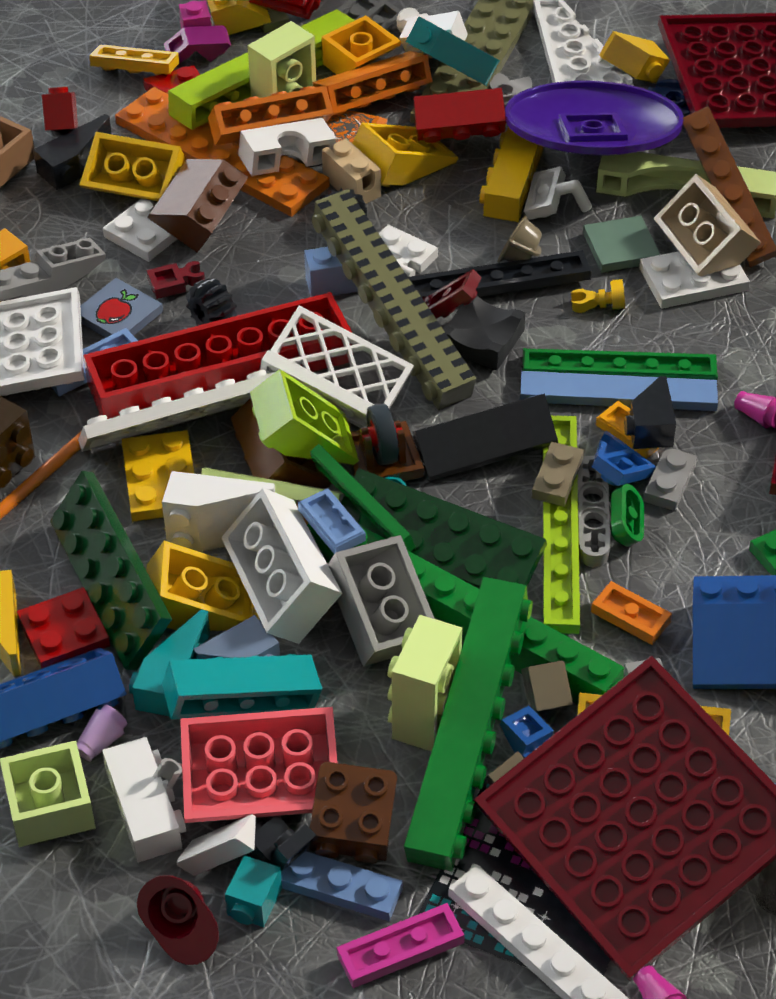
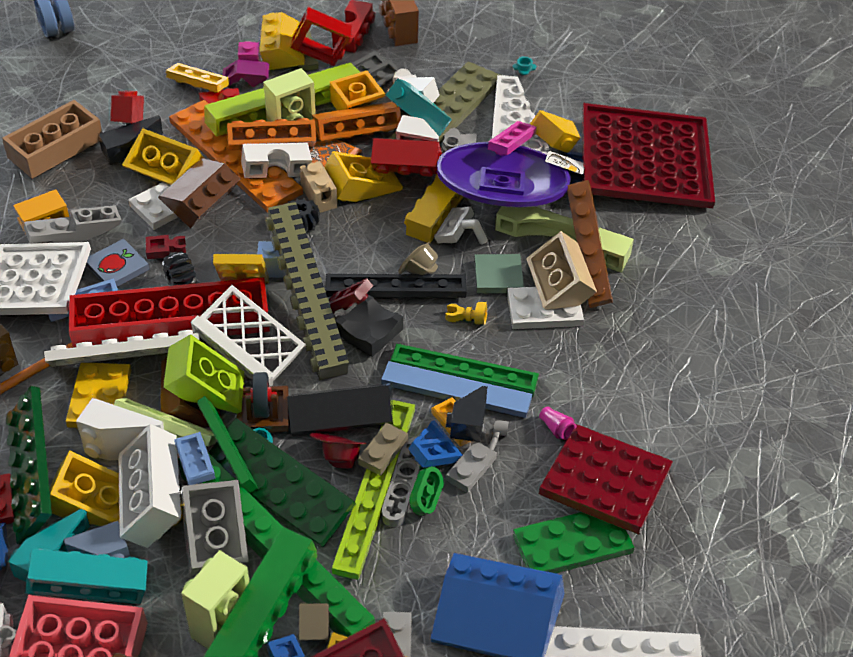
camera: 10 degrees right, 0 degrees up
(297, 282) = (240, 266): none -> yellow plate
(408, 250) = (337, 251): white plate -> none
(458, 78) = (415, 129): none -> white slope
(502, 489) = (339, 450): none -> dark red piece
(586, 72) = (511, 138): none -> dark pink plate
(631, 612) = (402, 571): orange plate -> none
(663, 92) = (565, 162): none -> sticker
(691, 428) = (500, 429): none -> light grey hand

